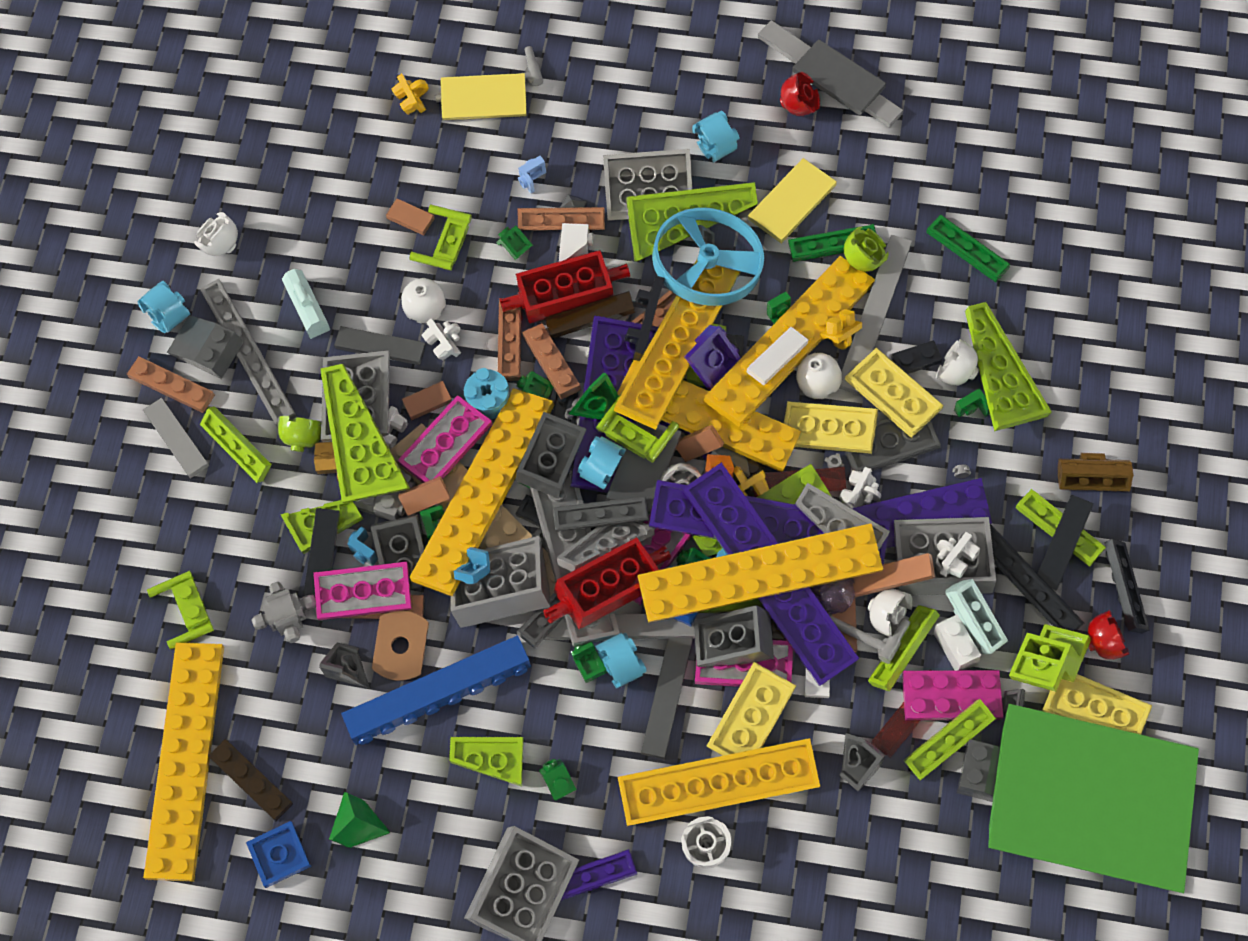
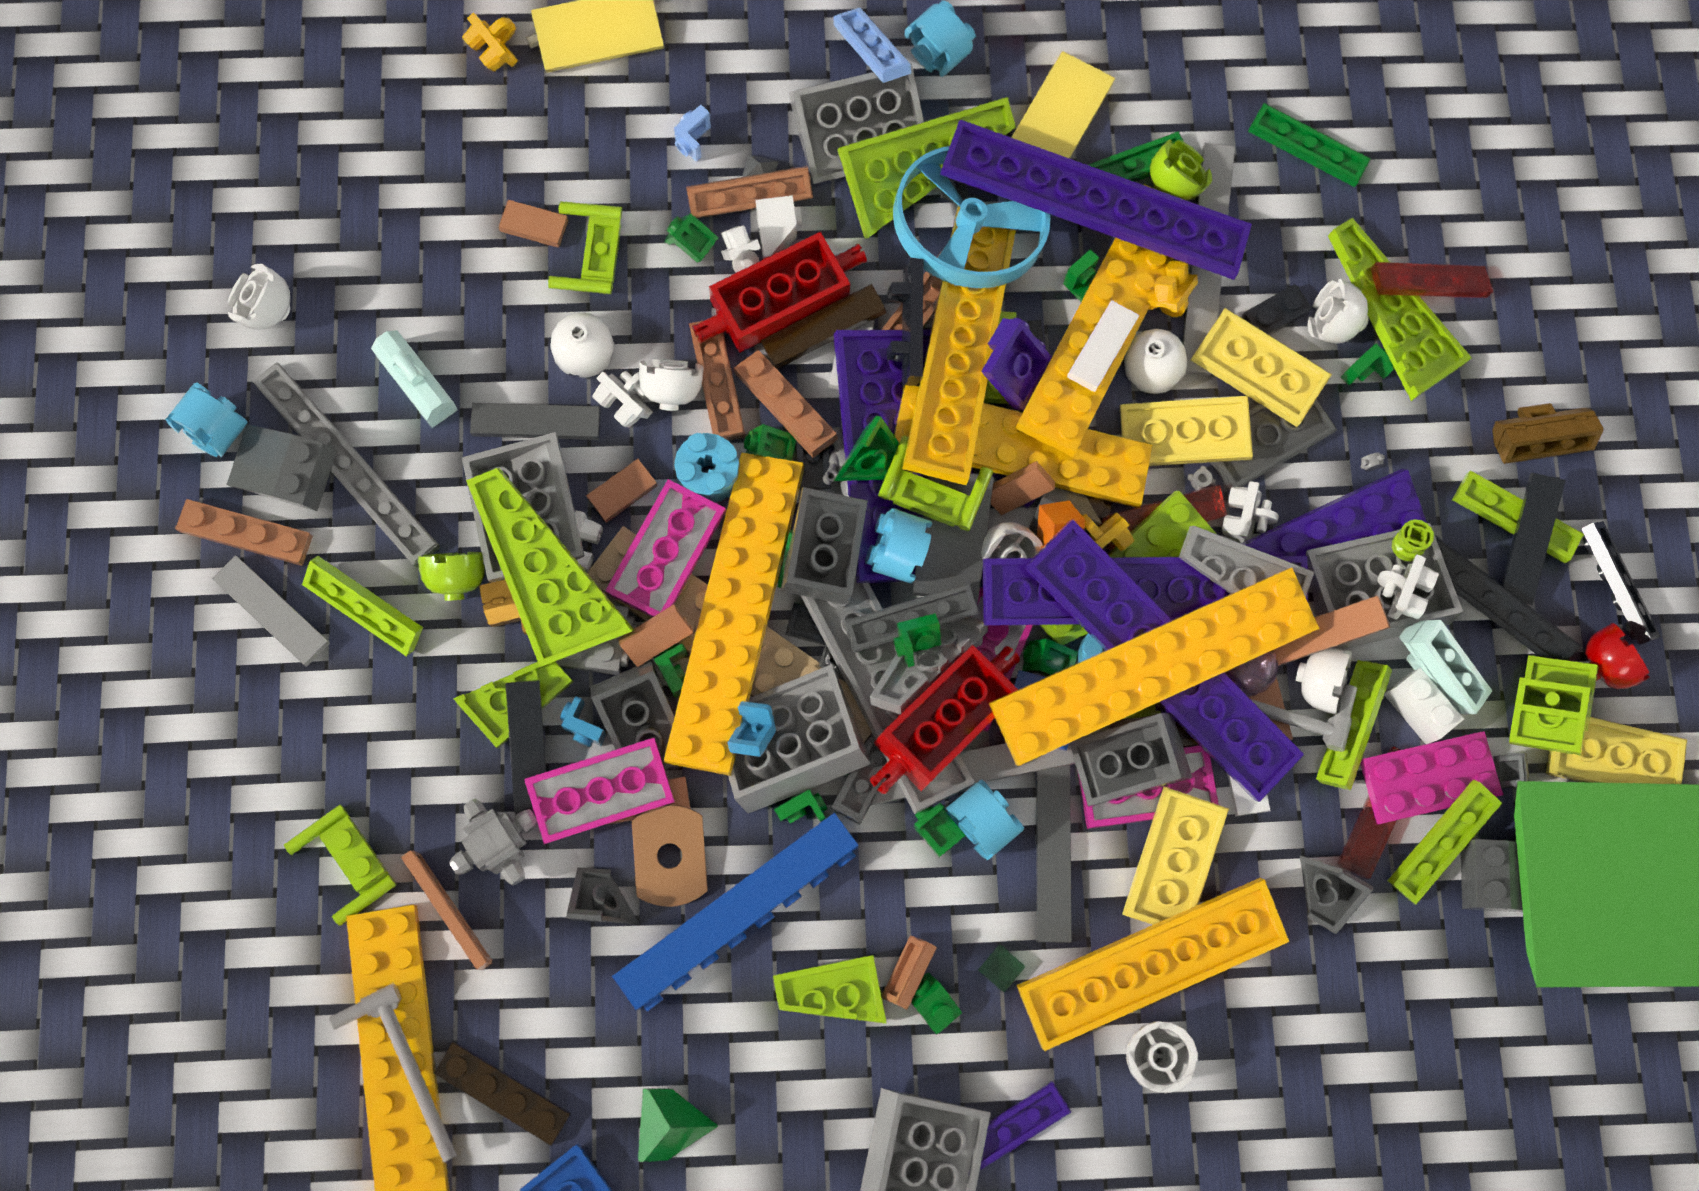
camera: 25 degrees left, 10 degrees up
(185, 701) = (382, 1004): none -> light grey bar
(243, 651) = (447, 910): none -> nougat tile
(475, 334) = (670, 382): none -> white cylinder
(493, 628) = (795, 807): none -> green bracket
(544, 254) = (740, 248): none -> white hips
(544, 753) = (908, 972): none -> nougat tile
(600, 525) = (916, 636): none -> green bracket
(611, 766) = (1001, 968): none -> clear green tile
(666, 133) = (872, 45): none -> light blue tile
(799, 259) = (1096, 199): none -> dark purple plate
(965, 523) = (1408, 546): none -> lime wheel
(1033, 353) = (1431, 280): none -> clear red tile

